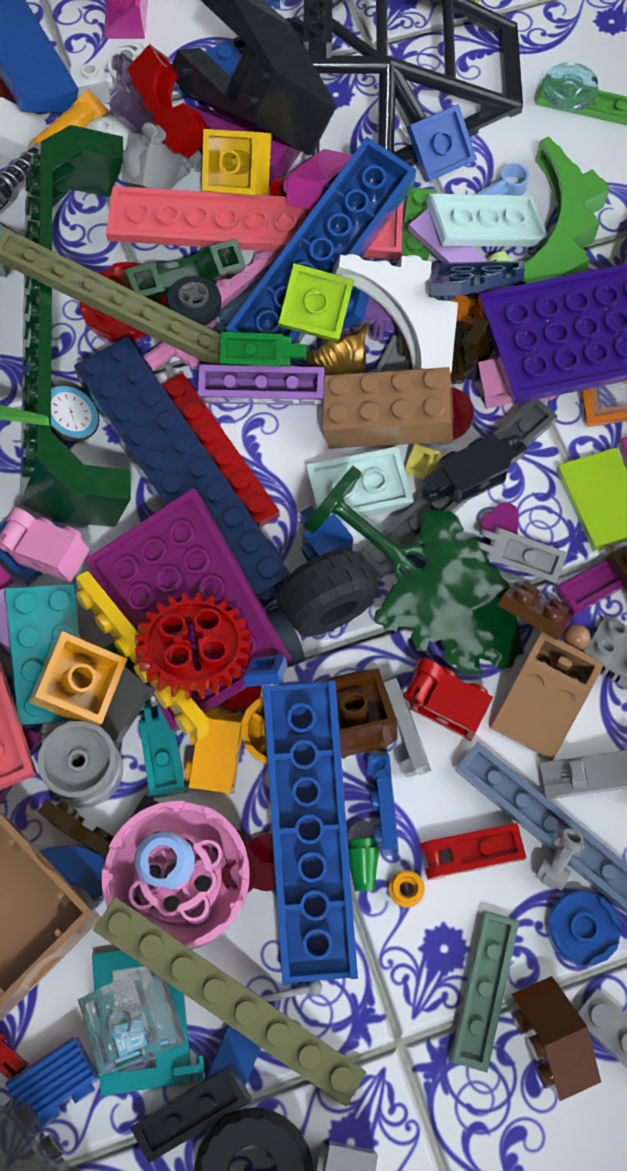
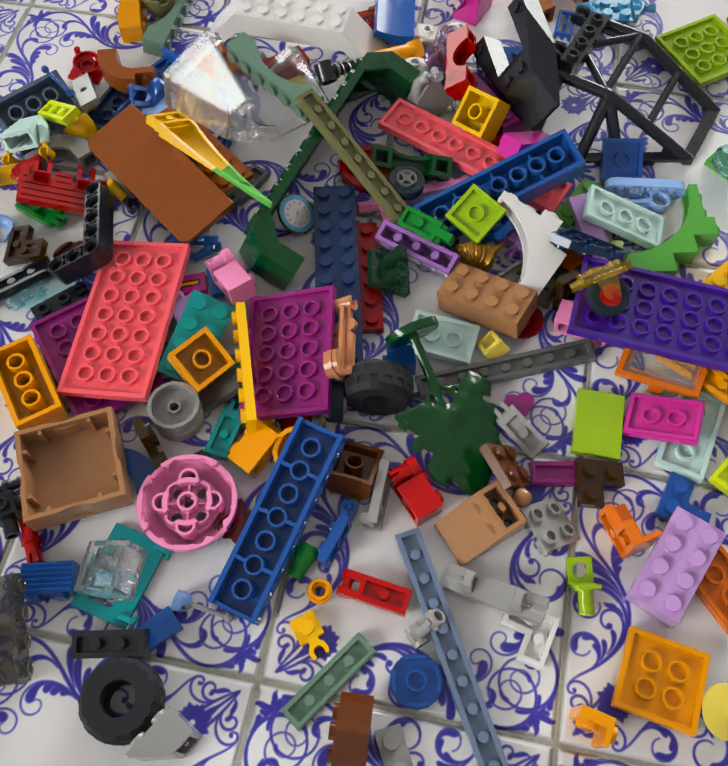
camera: 30 degrees right, 5 degrees down
(184, 855) = (194, 496): light blue piece -> none
(226, 639) = (262, 362): red gear -> none
(230, 1001) = (172, 594): olive plate -> none
(242, 431) = (389, 270): none -> clear green plate
(265, 581) = (341, 359): none -> nougat piece
(265, 671) = (307, 409): blue tile -> none
(421, 946) = (308, 631): none -> yellow plate
(473, 469) = (517, 361): black hinge -> none
(486, 168) = (616, 185): none -> light blue beam
(538, 328) = (606, 291): none -> plate

